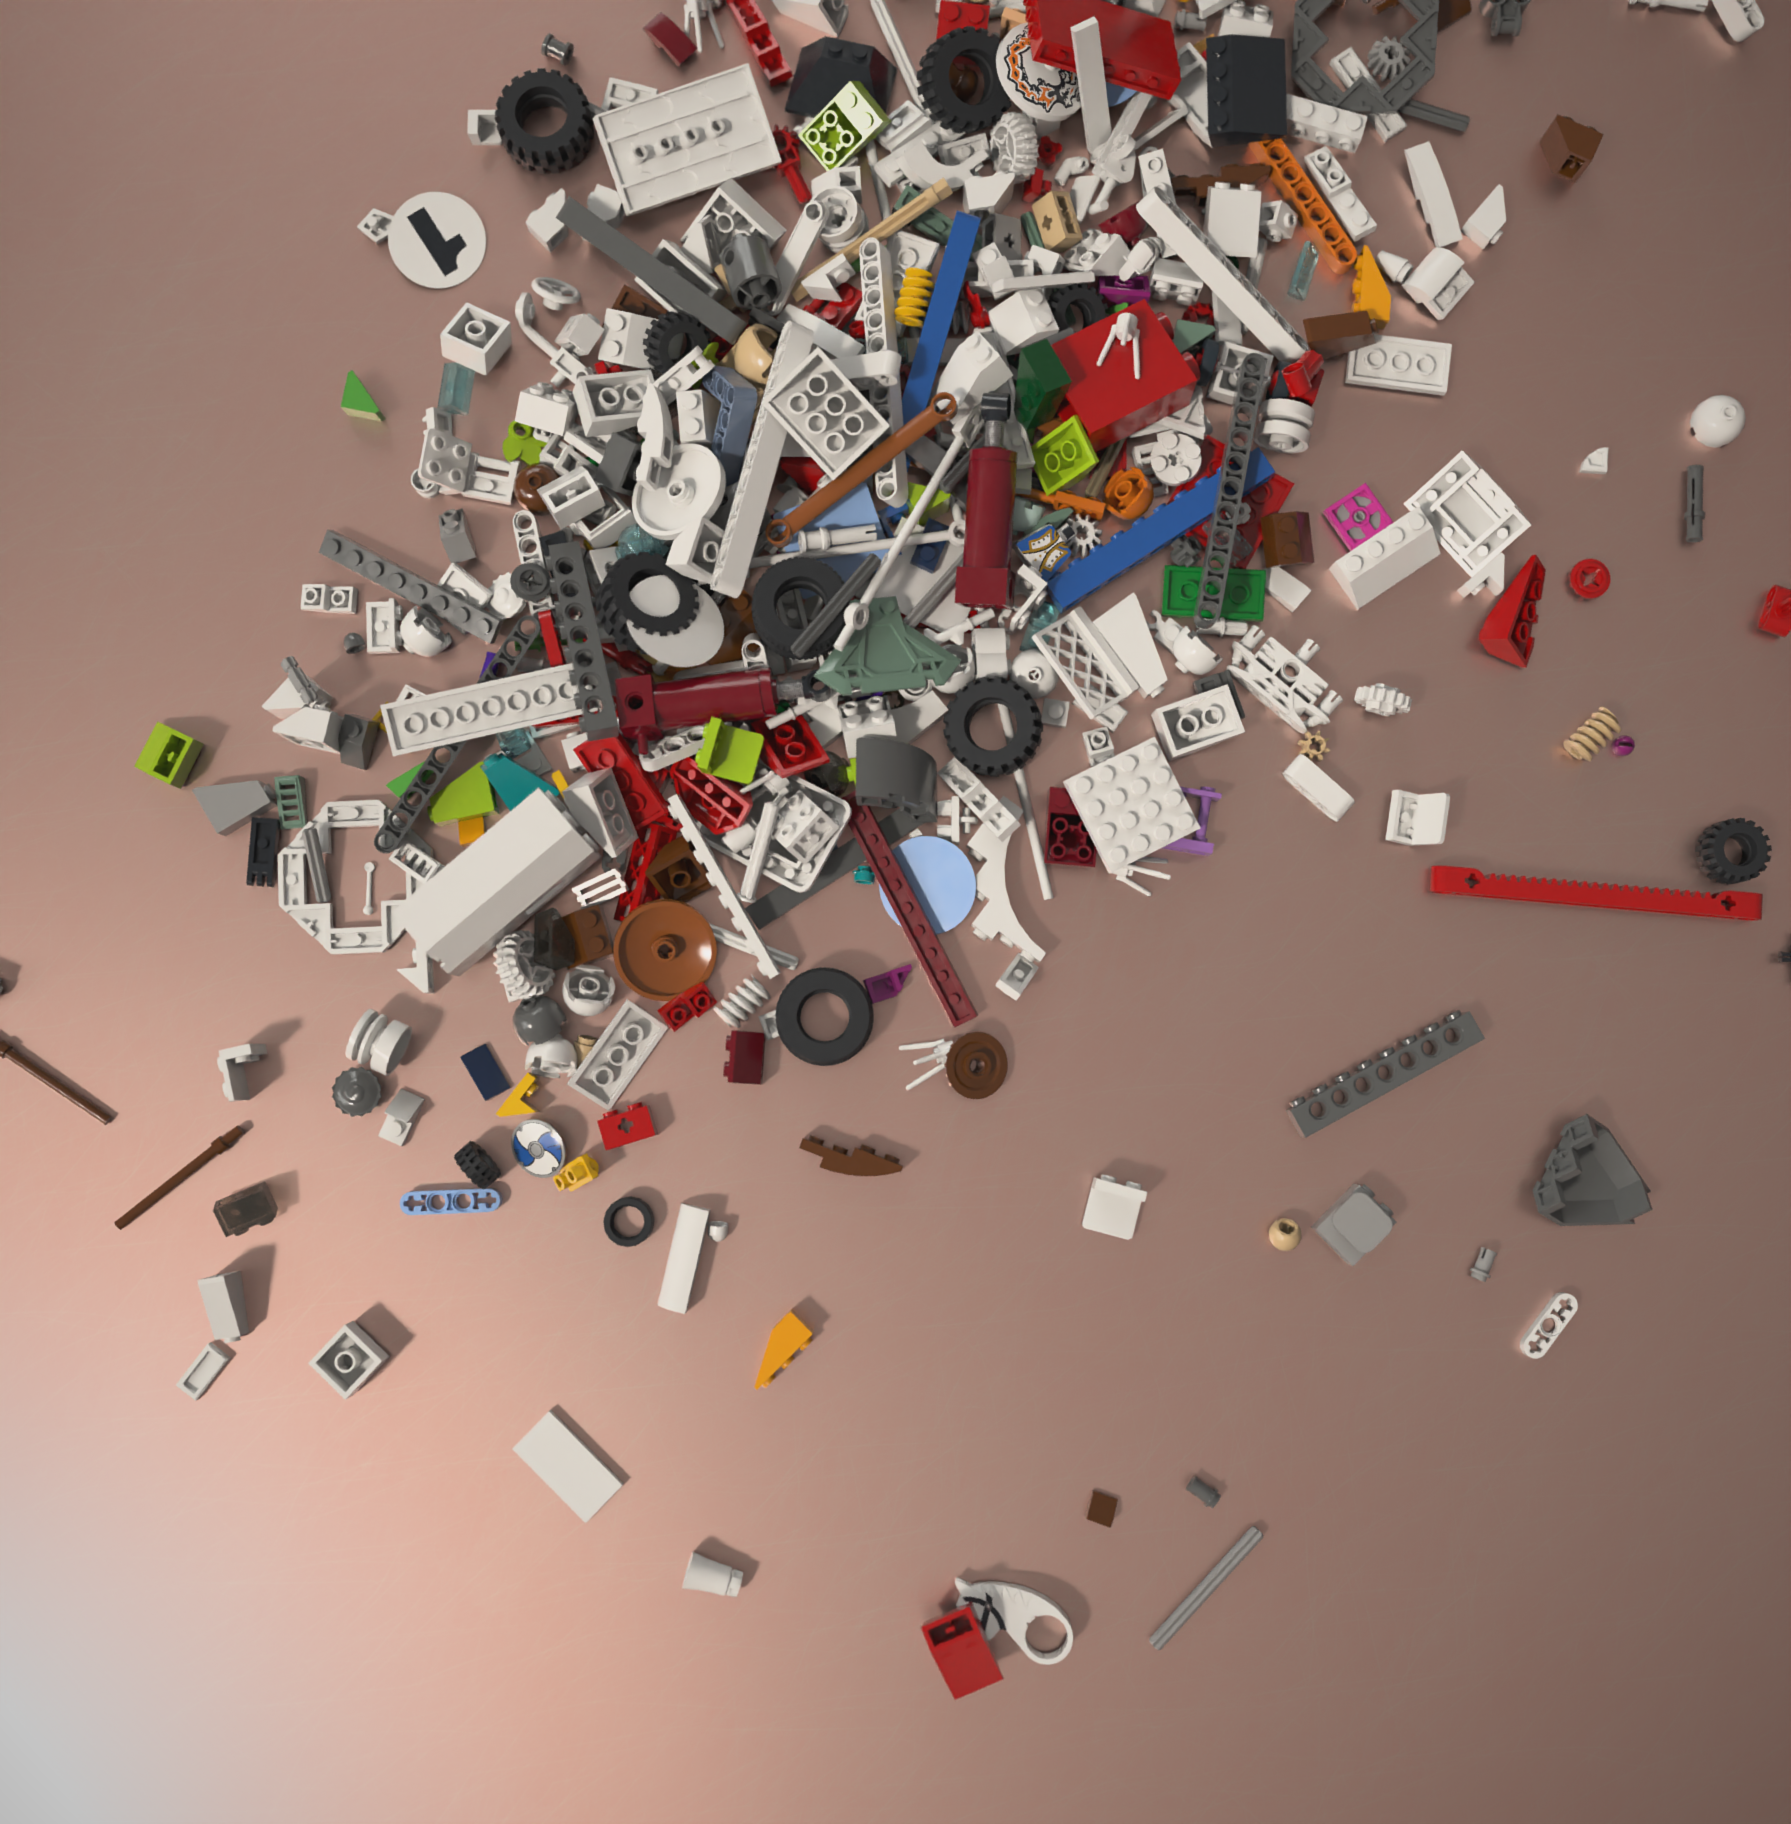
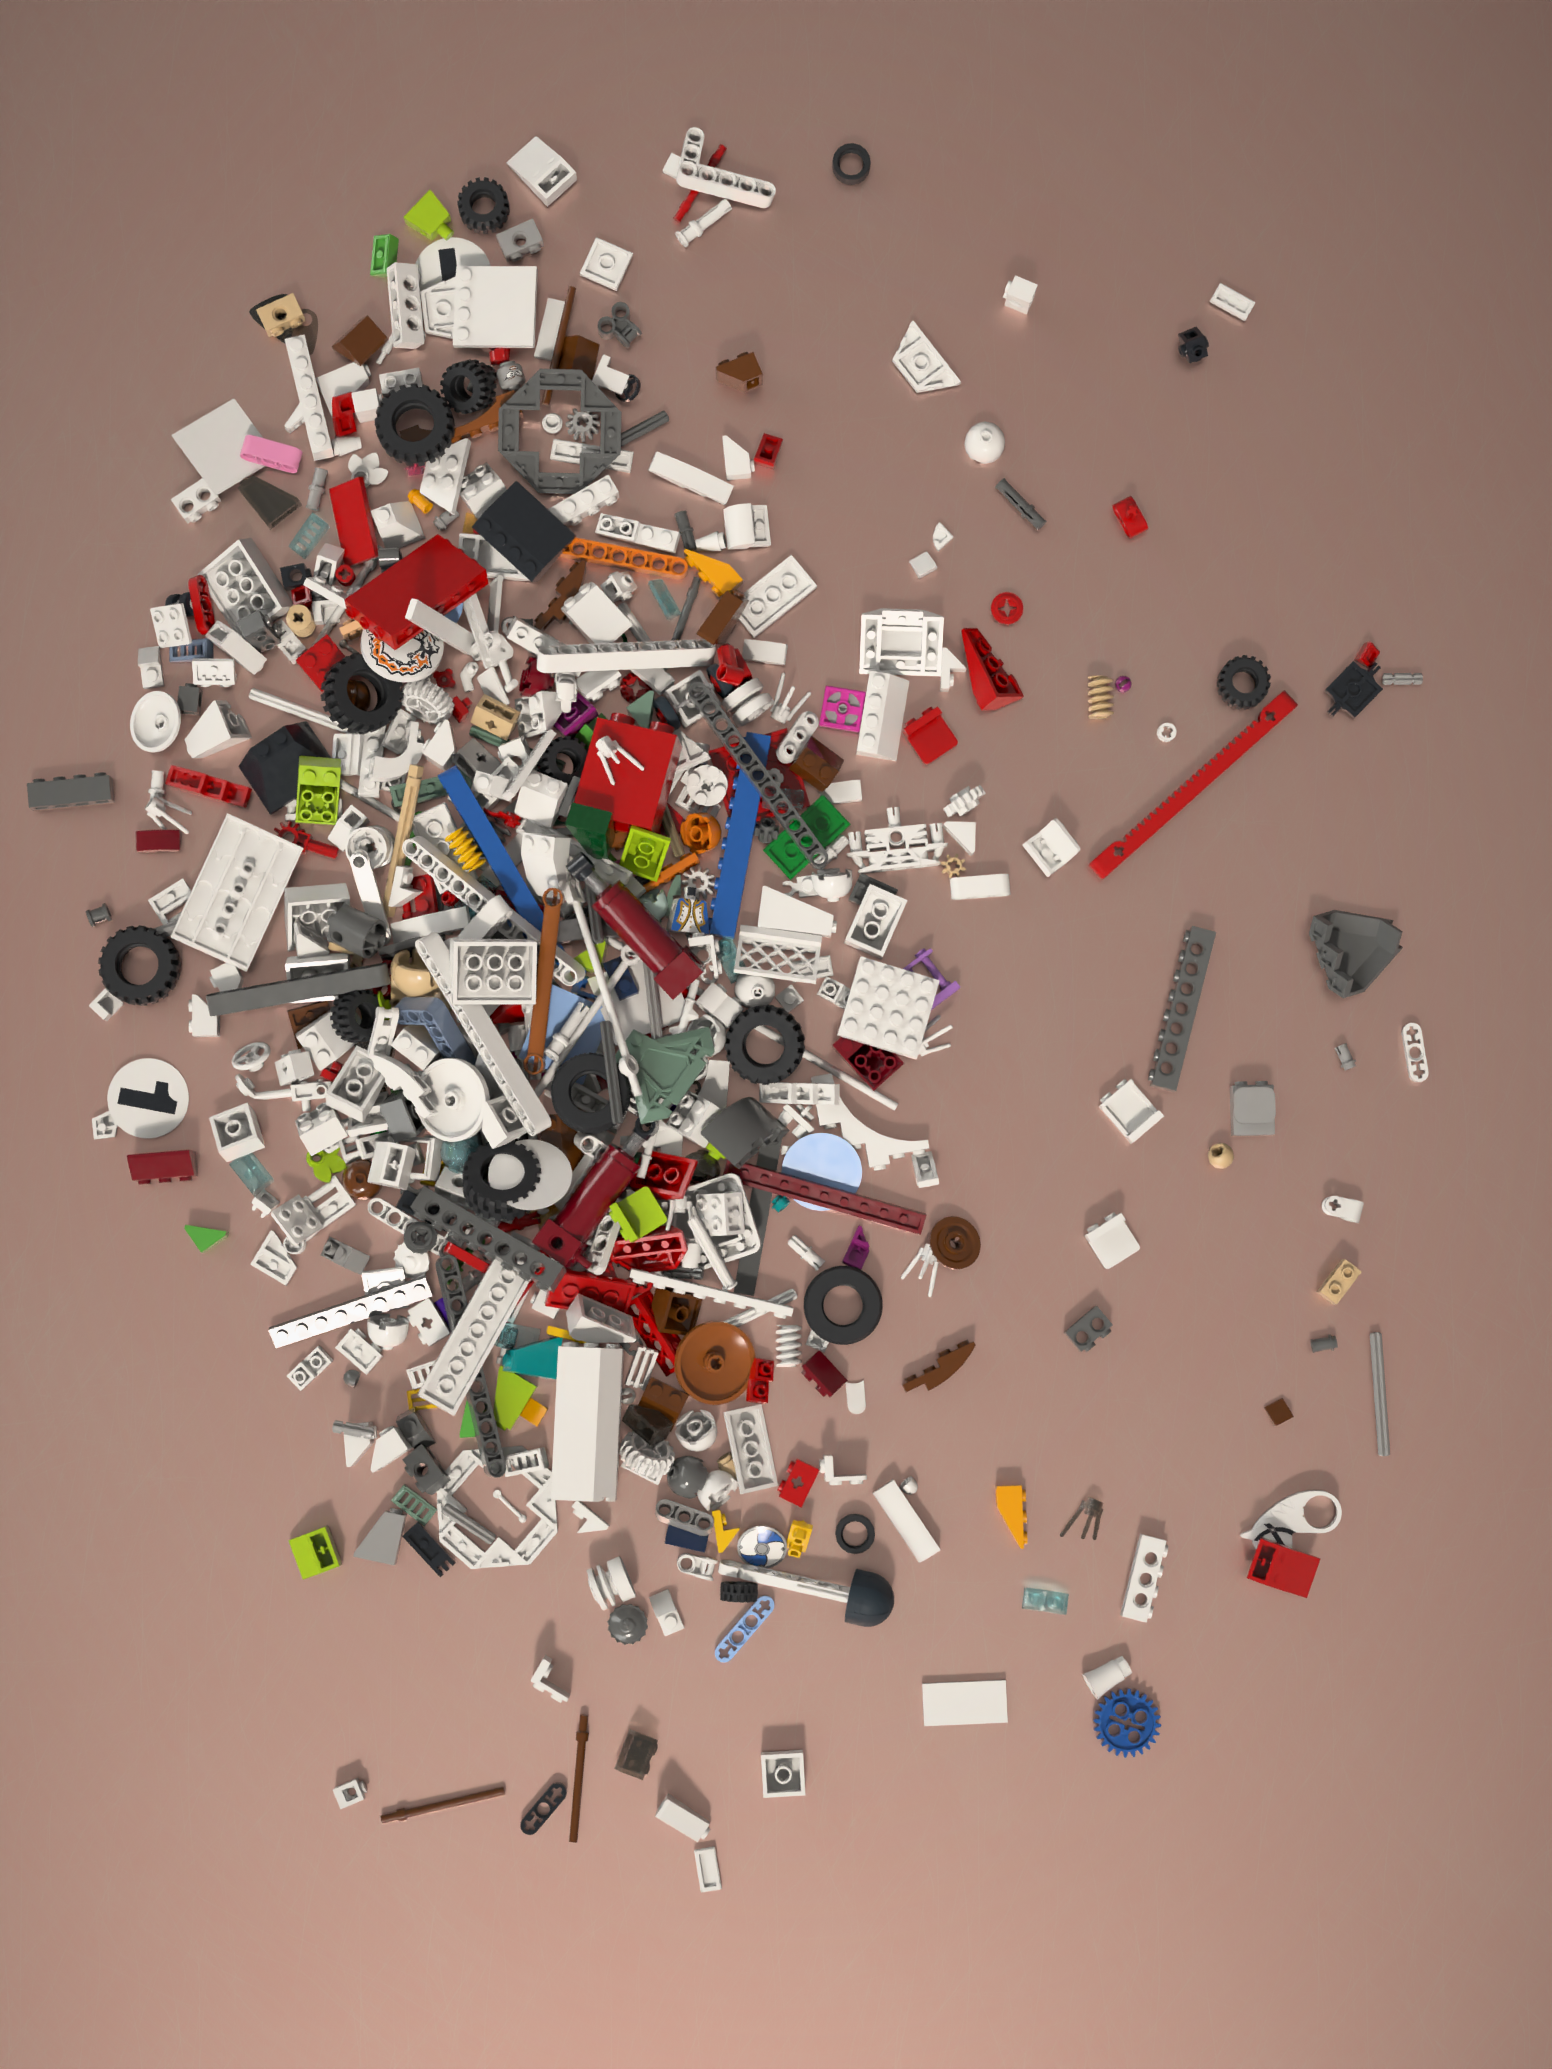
camera: 50 degrees left, 0 degrees up
(105, 1165) = (557, 1800): none -> black beam
(333, 795) = (435, 1476): none -> dark grey brick
(387, 304) = (162, 1166): none -> dark red slope
(394, 479) = (274, 1259): none -> white wing
(460, 650) = (428, 1310): none -> white brick
(468, 1106) = (698, 1566): none -> white piece
(495, 1041) = (676, 1510): none -> light grey beam
(566, 895) = (625, 1391): none -> white hinge
(578, 1287) = (867, 1600): none -> piece
(662, 1140) = (826, 1467): none -> white bracket
(708, 1626) = (1120, 1740): none -> blue gear
(719, 847) = (685, 1273): none -> dark grey axle
(728, 1454) = (1045, 1601): none -> clear light blue slope
(753, 1107) = (856, 1397): none -> white piece
(804, 1555) = (1145, 1545): none -> white brick
(841, 939) = (805, 1252): none -> white axle
(852, 1418) = (1093, 1509): none -> clear smoke plant
(1014, 1254) = (1085, 1324): none -> dark grey brick
(1246, 1112) = (1130, 1110): none -> white panel
(1273, 1453) = (1339, 1281): none -> tan brick
(1287, 499) = (791, 740): none -> white plate
(1303, 465) = (781, 711): none -> white plant
(1329, 294) = (691, 596): none -> dark grey piece
(1343, 402) = (764, 652): none -> white slope
(1346, 1395) = (1345, 1208): none -> white piece
(1351, 727) = (963, 834): none -> white slope
(1363, 33) = (552, 423): none -> white plate
(1383, 232) = (685, 530): none -> dark grey axle
(1410, 615) = (930, 735): none -> red bracket
(1455, 48) = (615, 380): none -> white piece
(1521, 238) = (768, 451): none -> red slope
(1555, 469) = (923, 564): none -> white slope
(1625, 820) = (1161, 729): none -> white bush
(1734, 300) = (922, 363): none -> white wing

